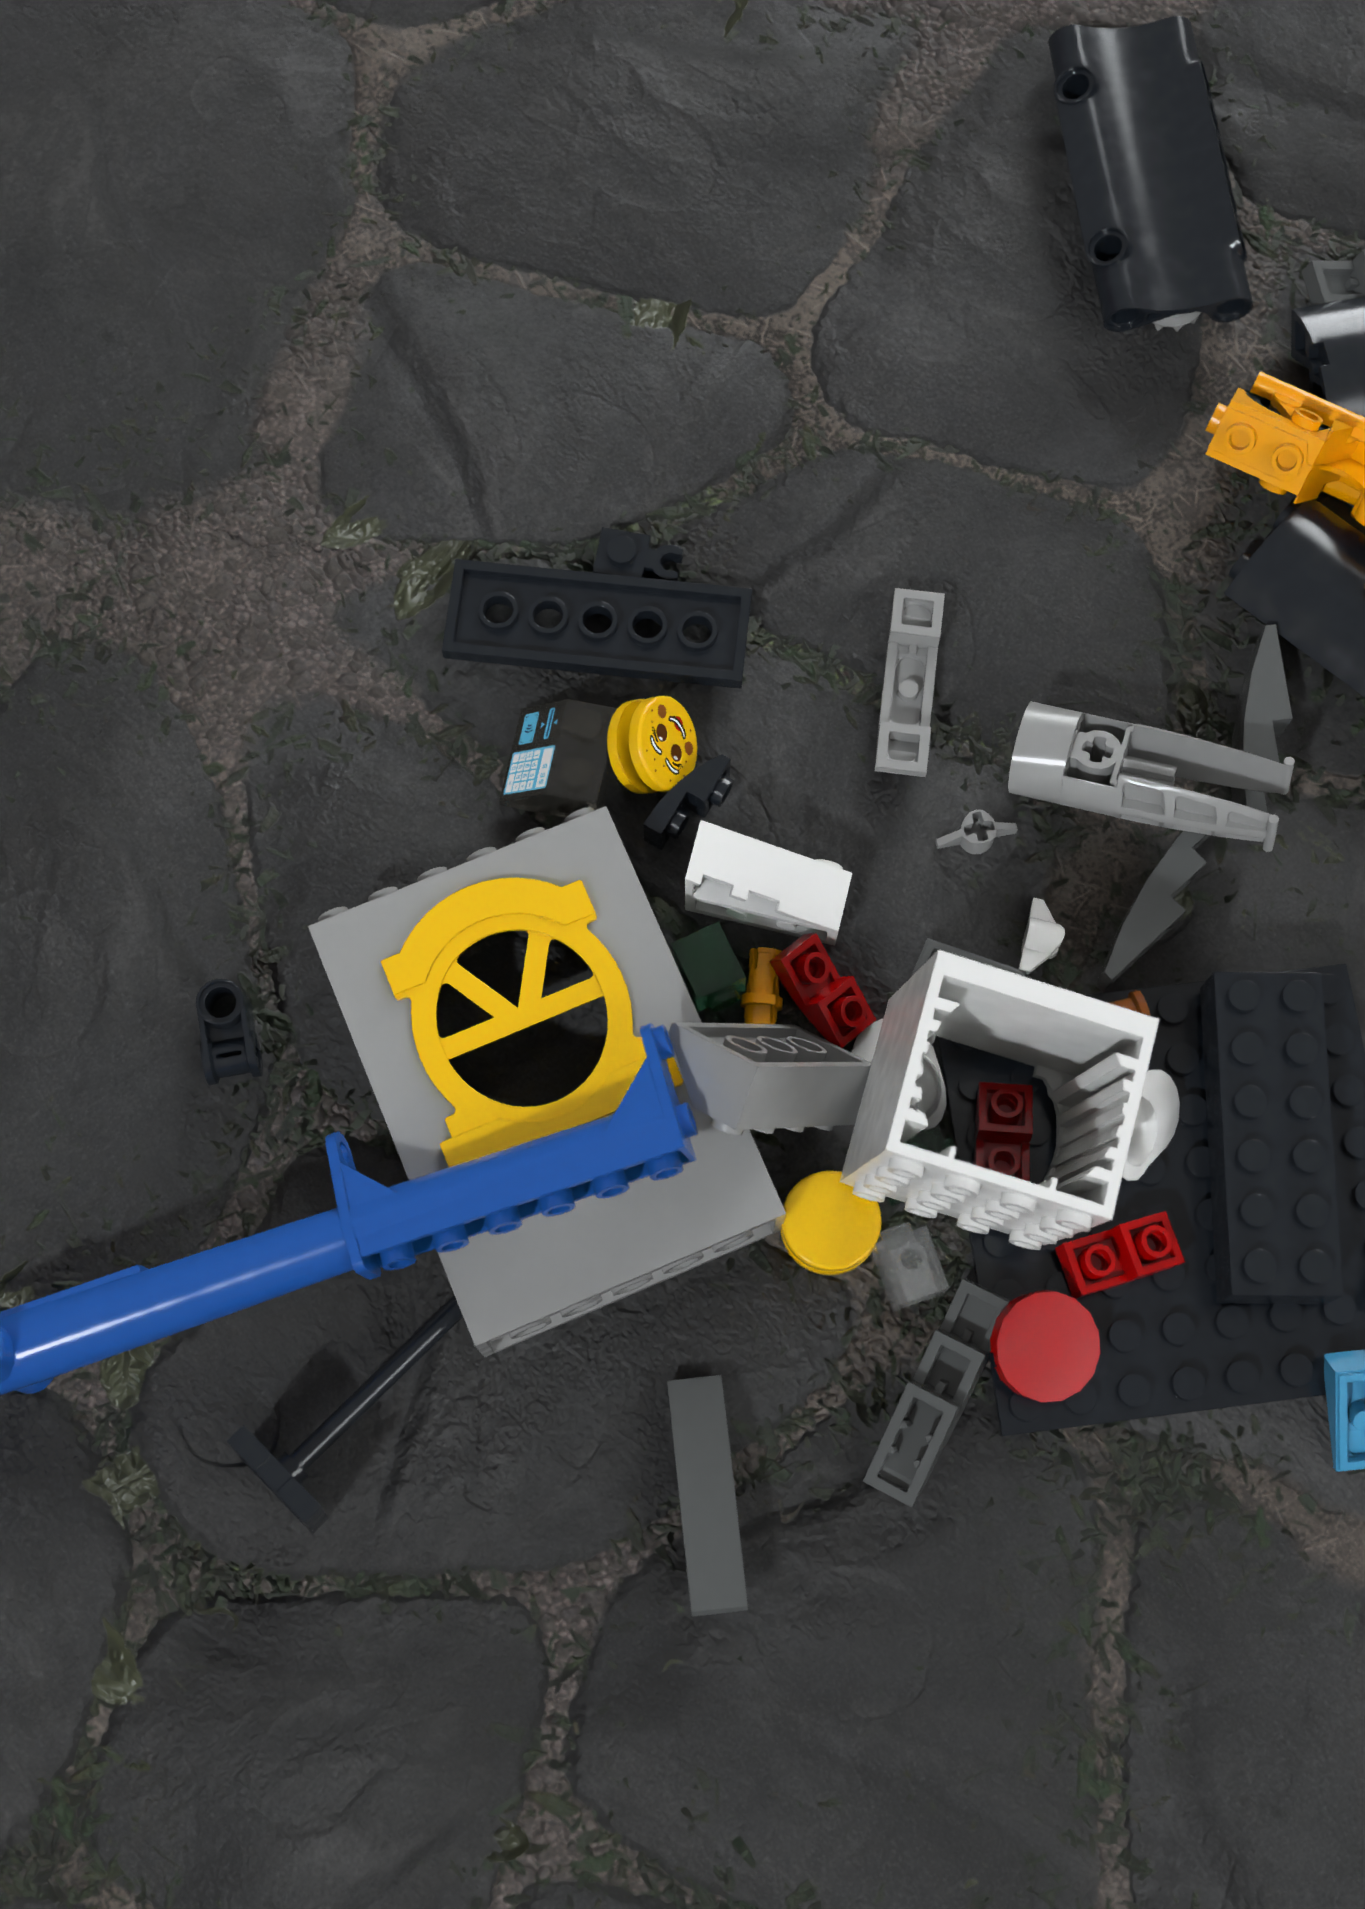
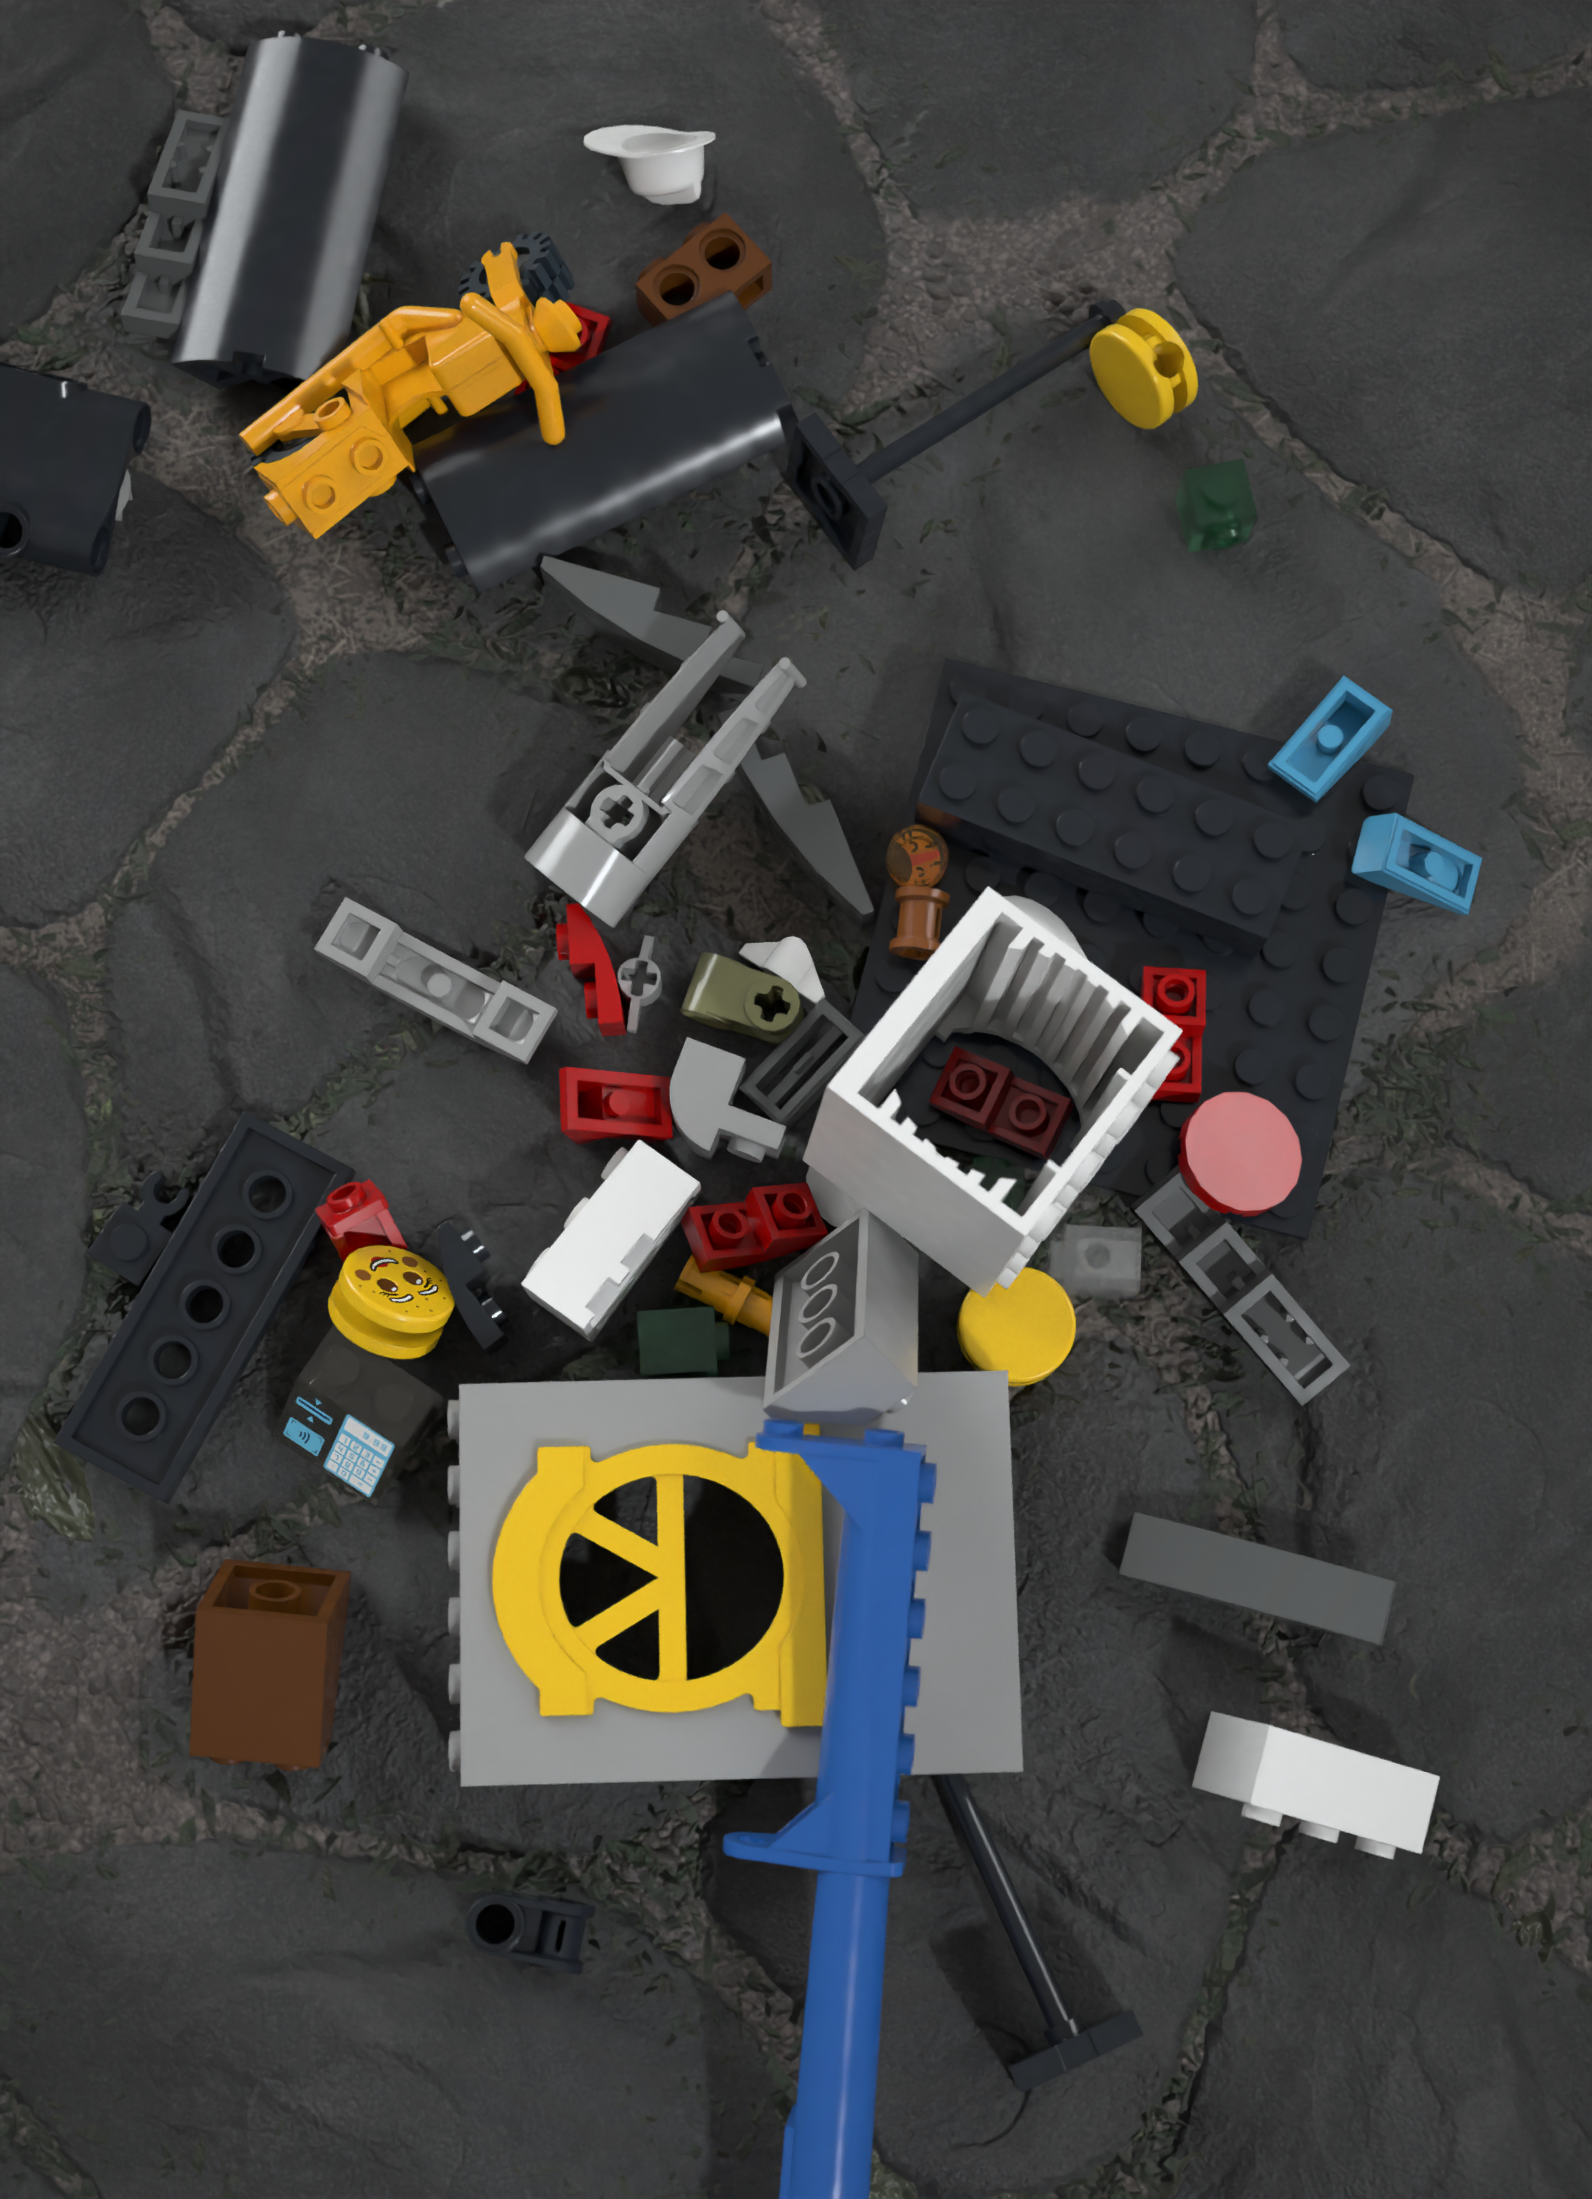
camera: 70 degrees left, 5 degrees up
(353, 768) = (268, 1664): none -> reddish brown slope
(557, 1606) = (1317, 1783): none -> white wedge
(706, 699) = (358, 1218): none -> red bracket
(871, 846) = (614, 1105): none -> red slope
(905, 914) = (703, 1108): none -> light grey brick
(978, 786) = (588, 957): none -> red slope
(996, 907) = (732, 998): none -> olive piece
(1172, 999) = (917, 856): none -> clear orange tile

